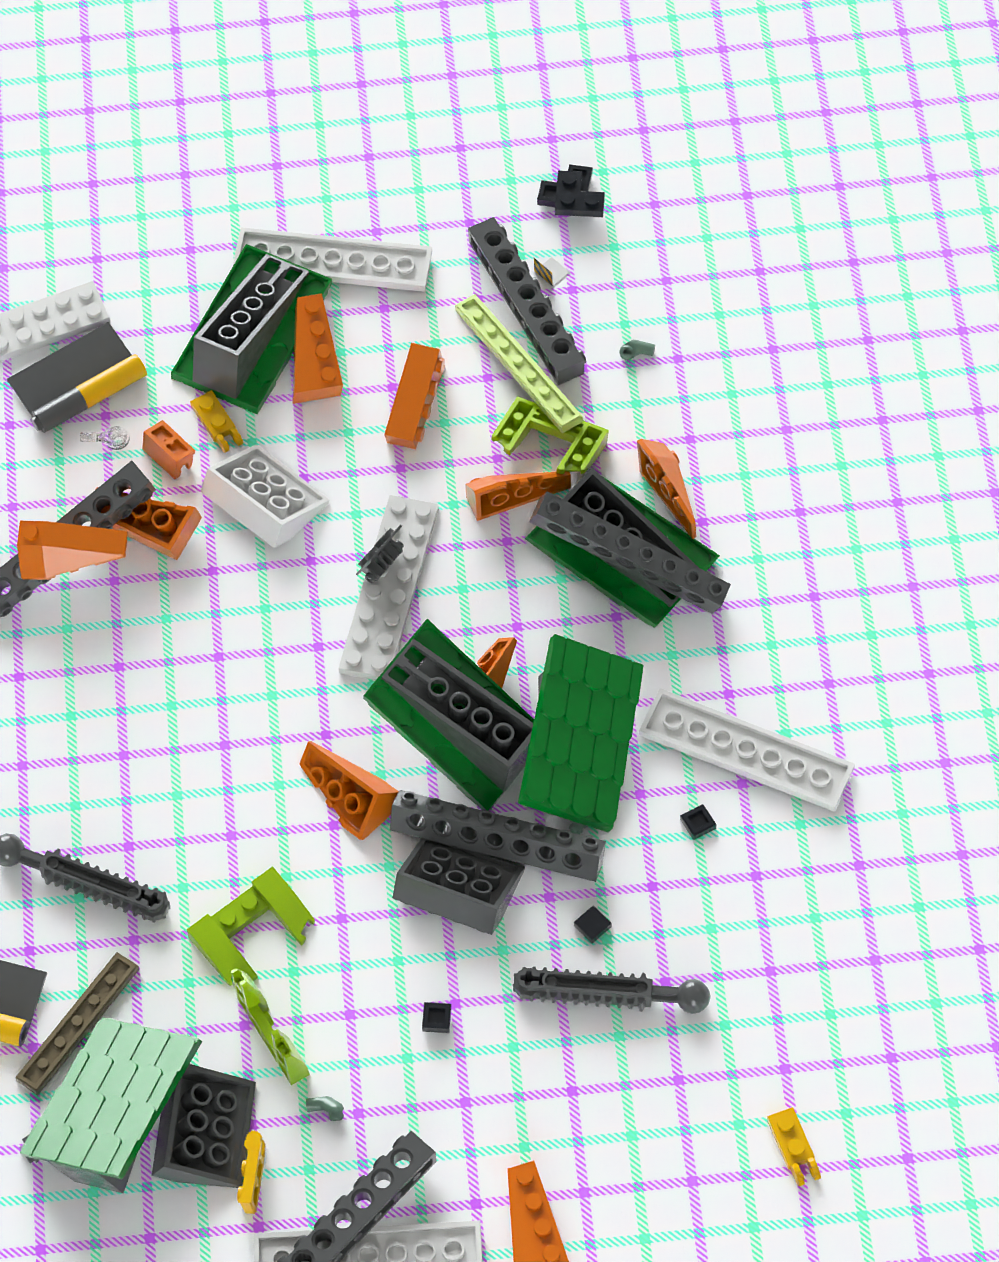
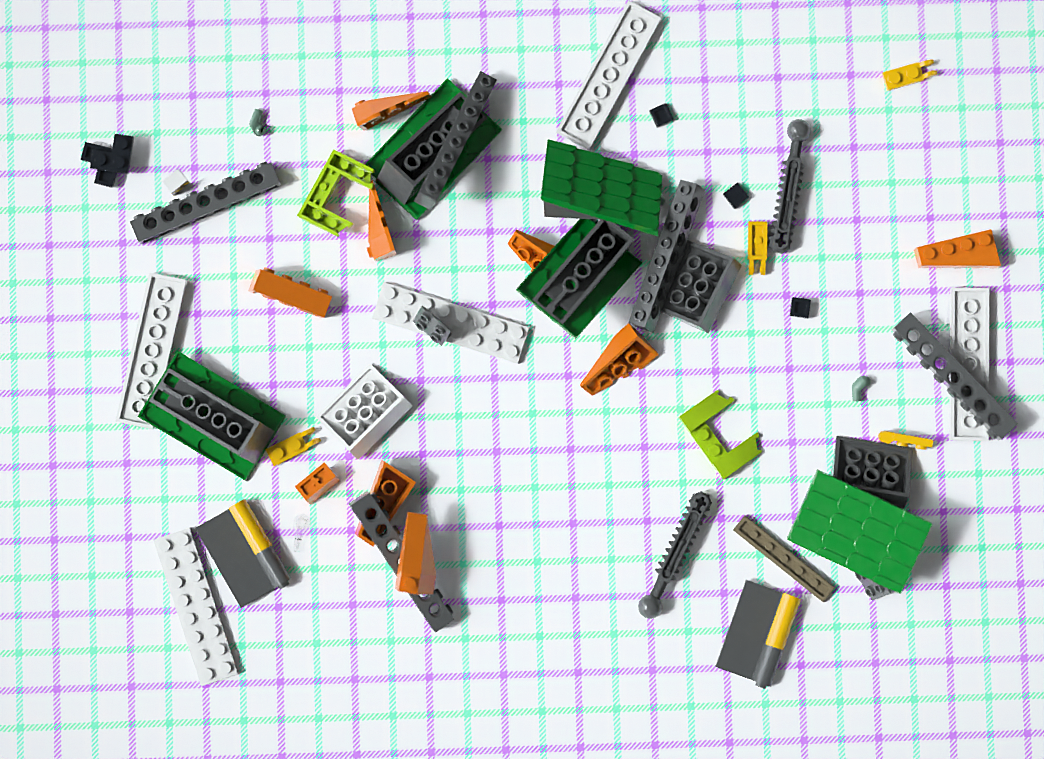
camera: 90 degrees left, 25 degrees up
(276, 1041) = (825, 411): lime wedge -> none
(315, 358) = (251, 367): orange wedge -> none
(519, 363) = (265, 212): yellowish green tile -> none
(520, 954) = (757, 245): none -> yellow hinge

